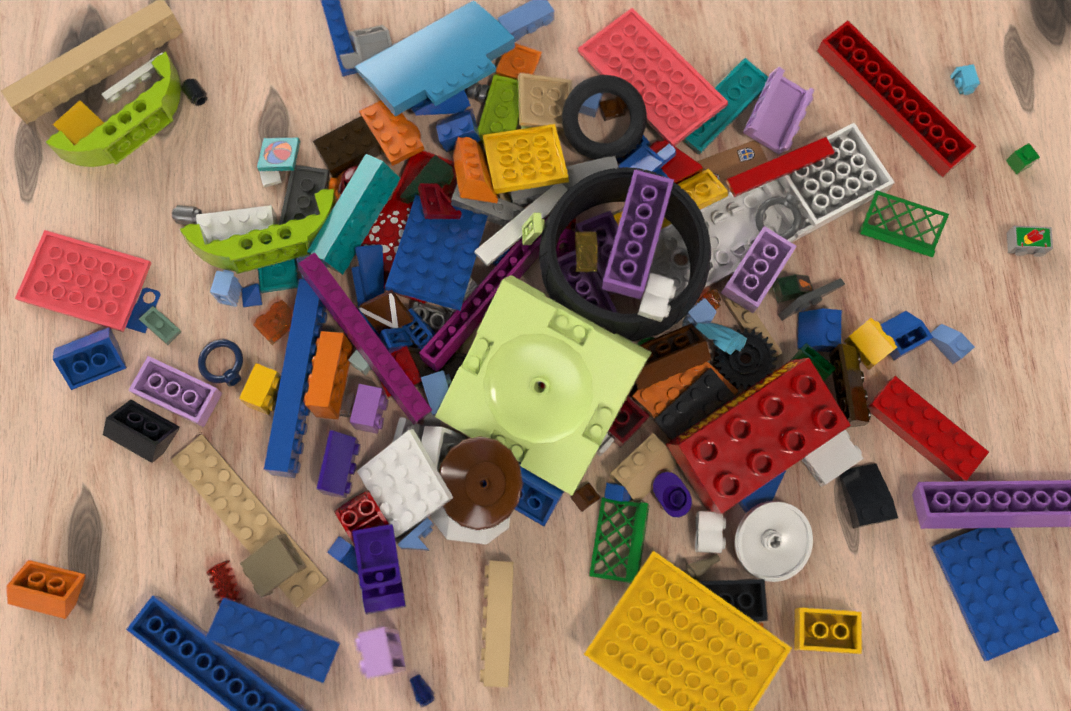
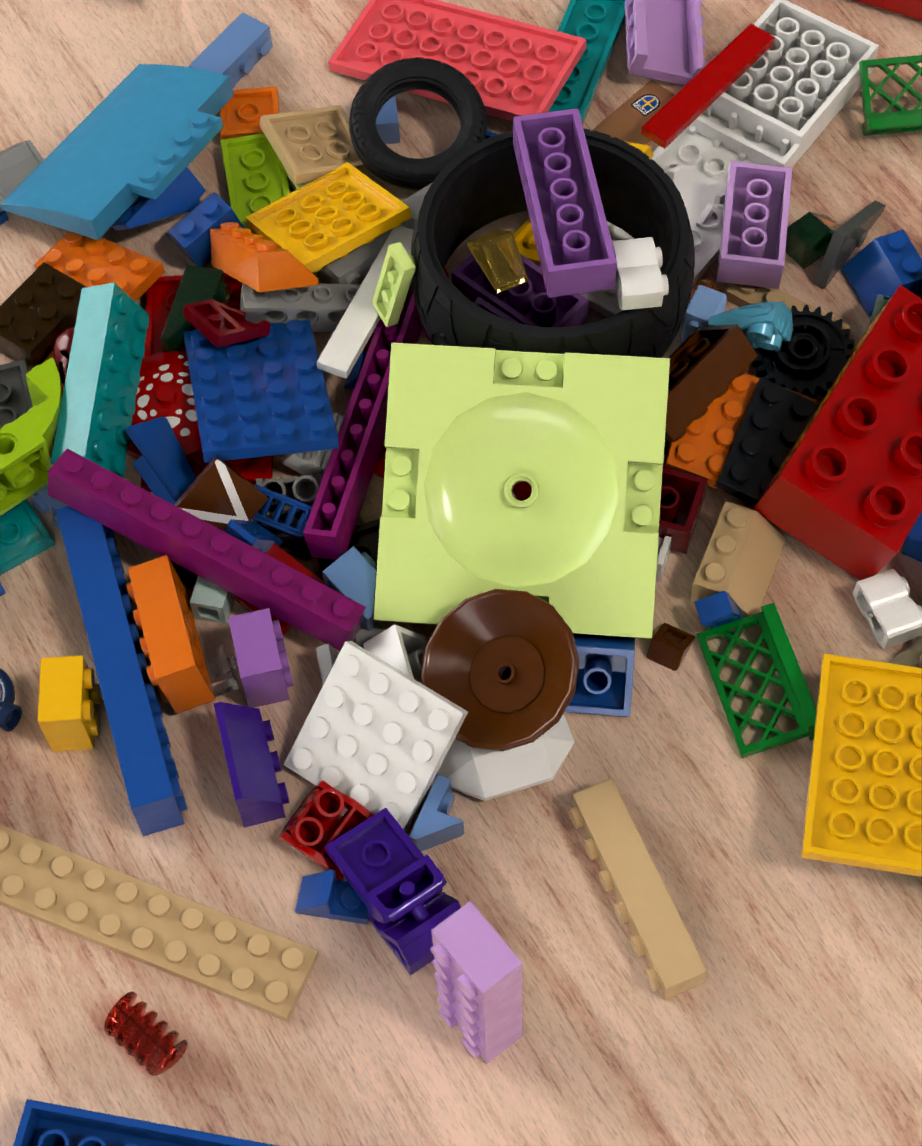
camera: 20 degrees left, 15 degrees down
(272, 565) = (212, 964): dark tan panel -> none
(273, 640) = (274, 1076): blue brick -> none
(274, 331) = (42, 603): clear orange brick -> none
(422, 692) = (567, 1051): clear blue cone -> none
(478, 91) = (200, 170): flat silver wheel -> none
(613, 108) = (423, 116): reddish brown bracket -> none
(672, 494) = (803, 576): dark purple piece -> none
(788, 201) = (748, 123): dark grey piece -> none

